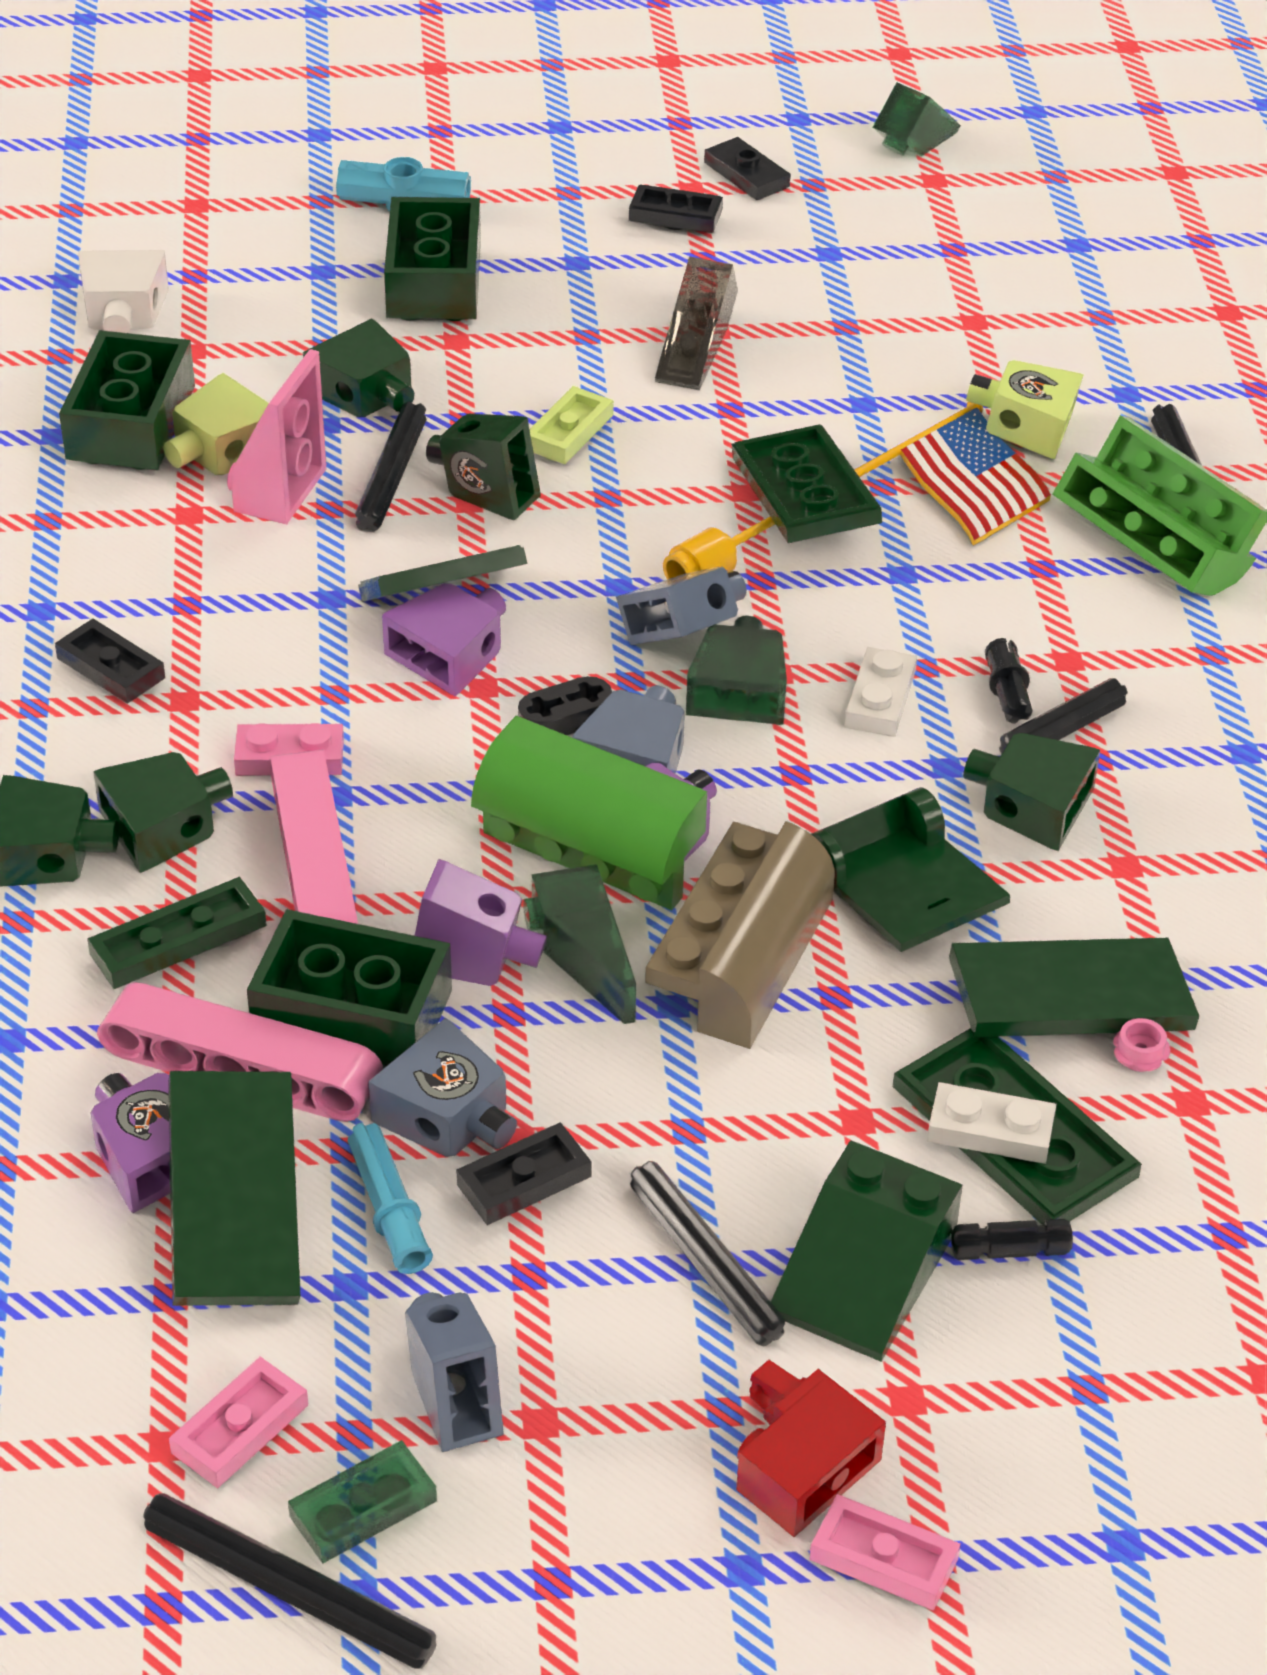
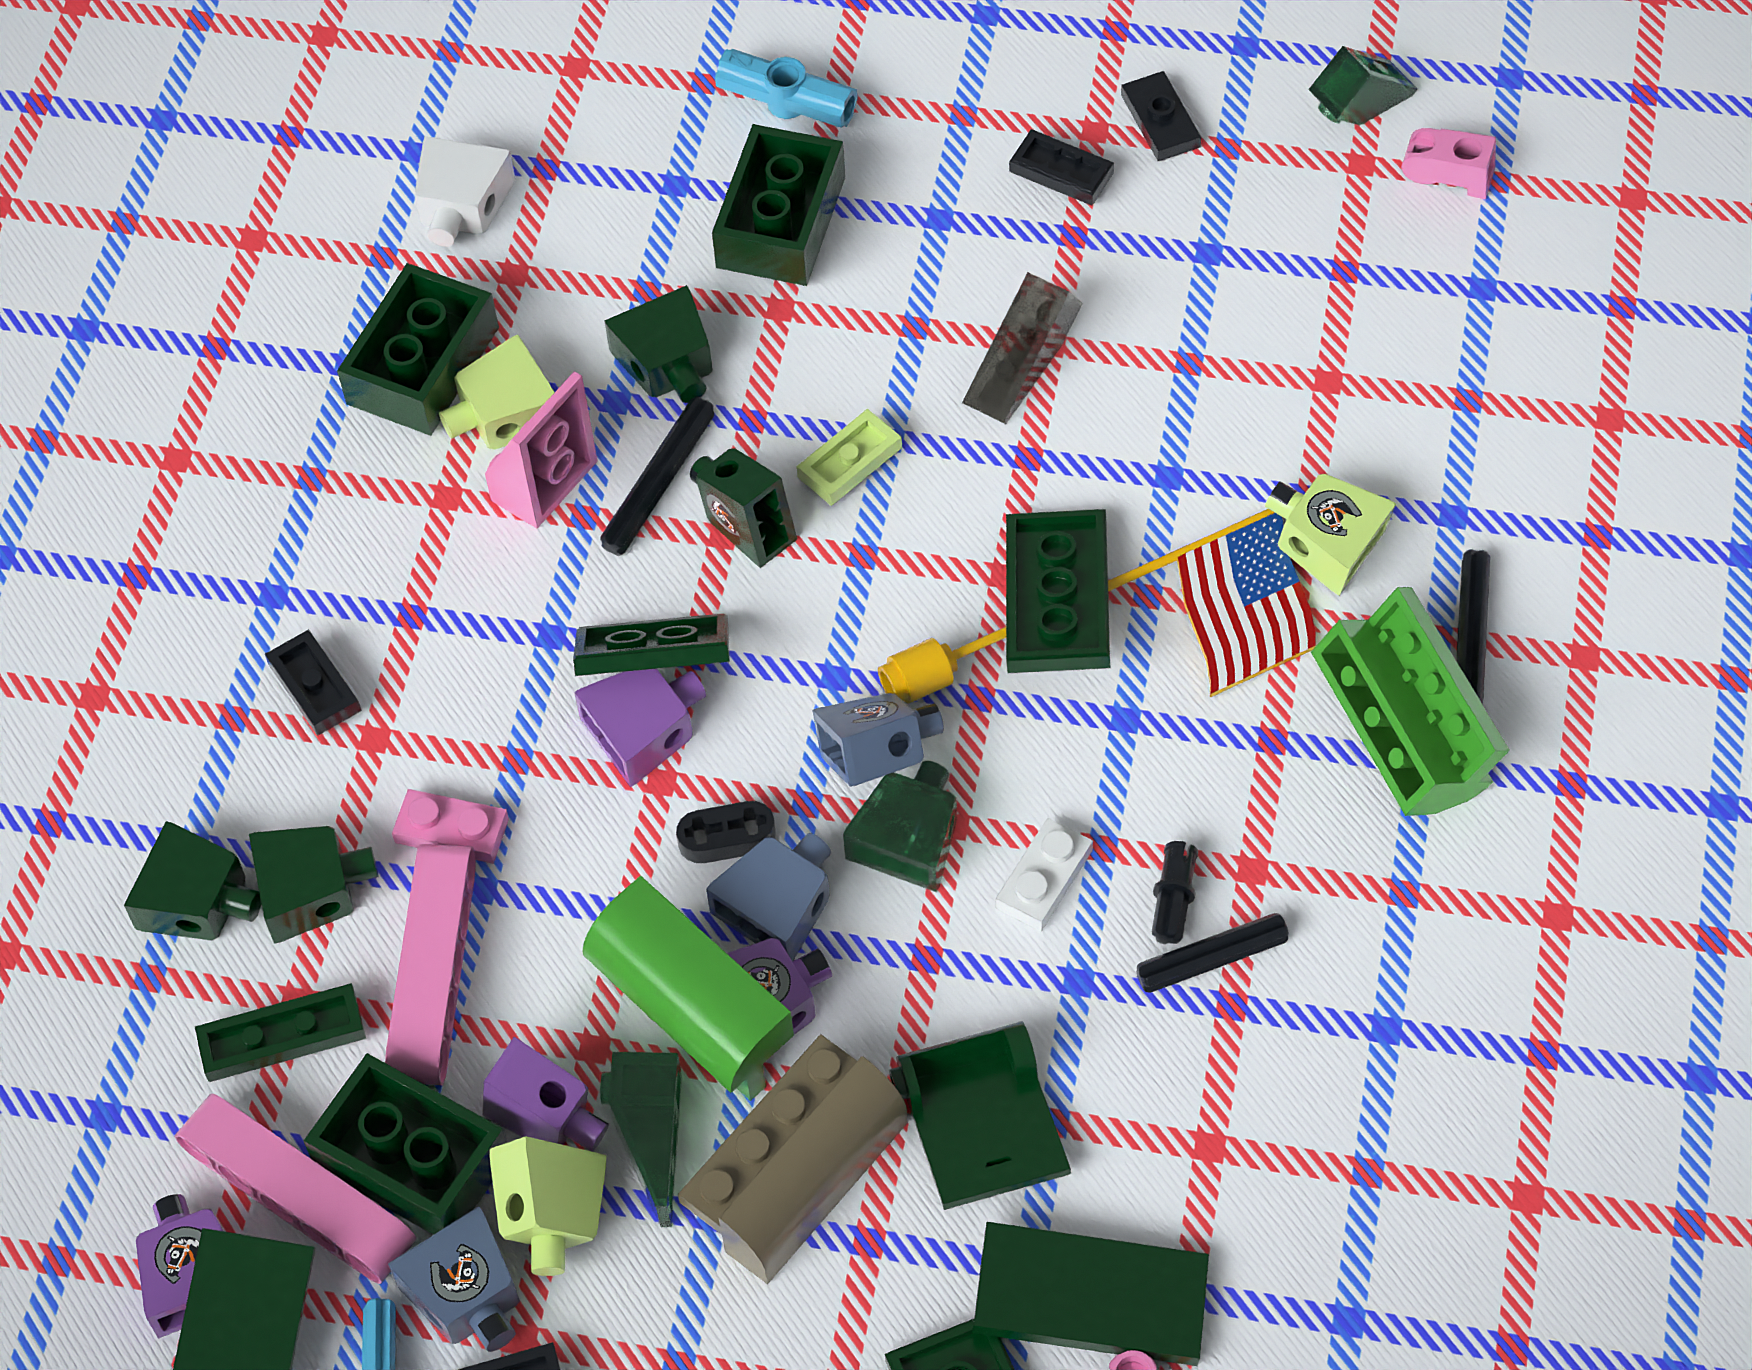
camera: 20 degrees right, 15 degrees up
(510, 997) = (547, 1198): none -> yellowish green torso
(1014, 158) = (1451, 159): none -> bright pink leg
(1036, 785) = (1148, 1036): dark green torso -> none

